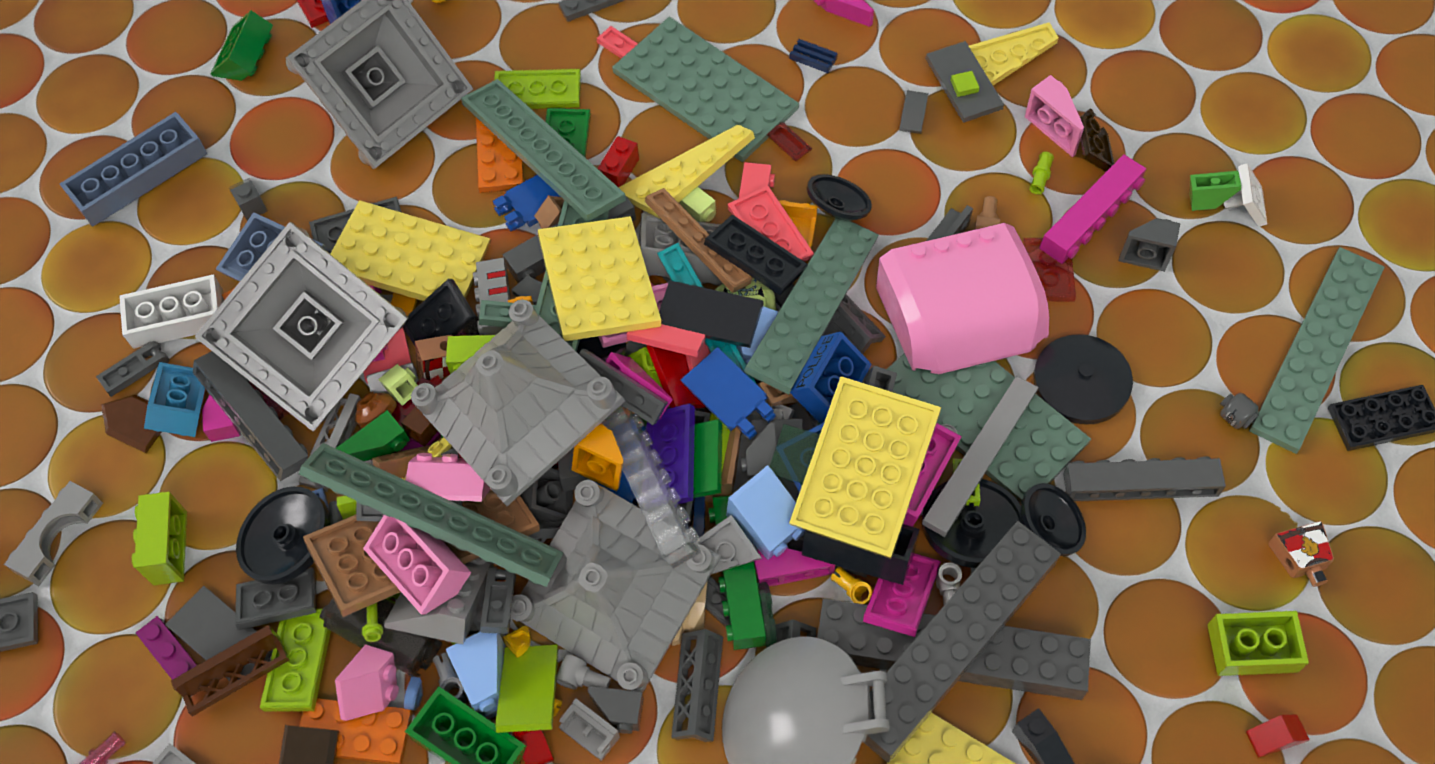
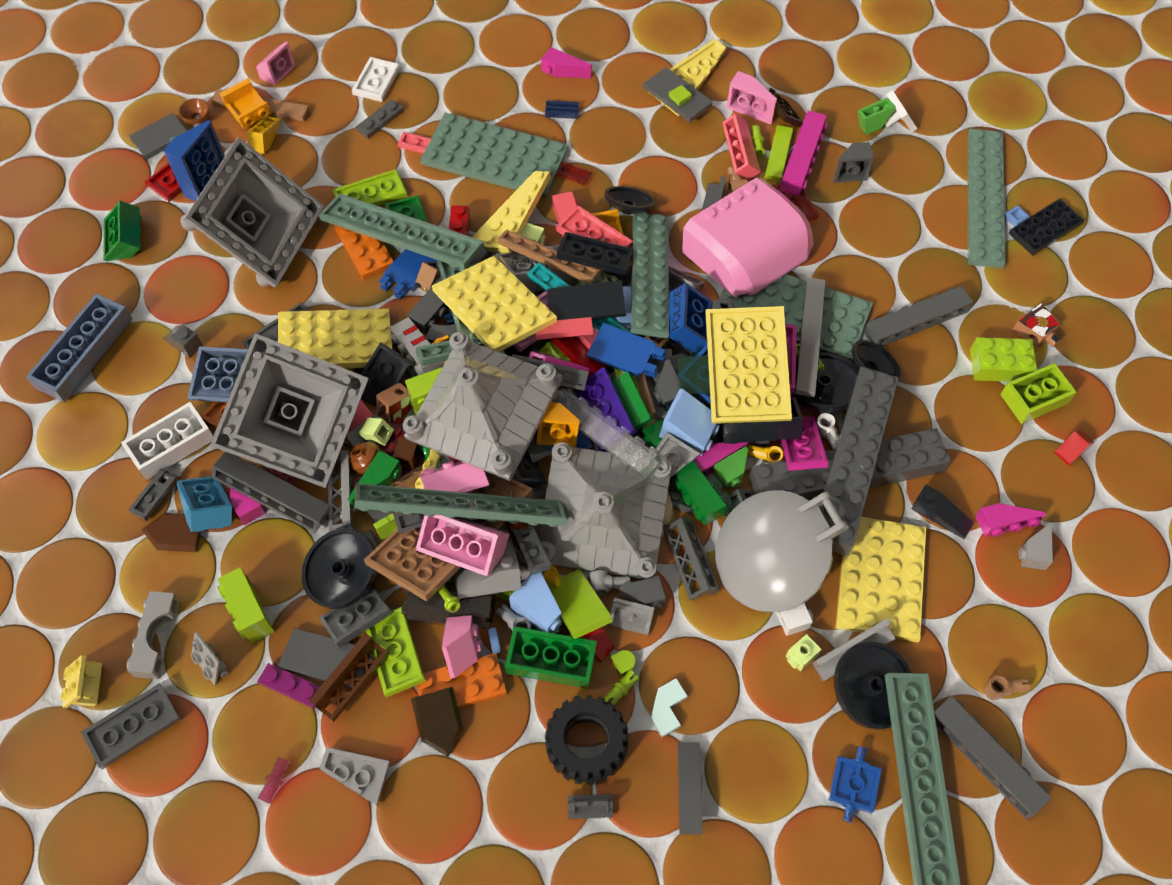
camera: 25 degrees left, 0 degrees up
(96, 583) = (207, 659): none -> light grey hinge
(802, 590) = (731, 469): none -> bright green slope
(913, 112) = (651, 126): dark grey slope -> none
(1014, 175) = (741, 147): none -> coral brick
(1063, 197) = (778, 153): none -> lime tile
(1083, 378) = (848, 265): black dish -> none
(1231, 578) = (1002, 359): none -> lime brick
(1239, 410) = (957, 252): dark grey head -> none
(1349, 388) = (1016, 216): none -> medium blue tile

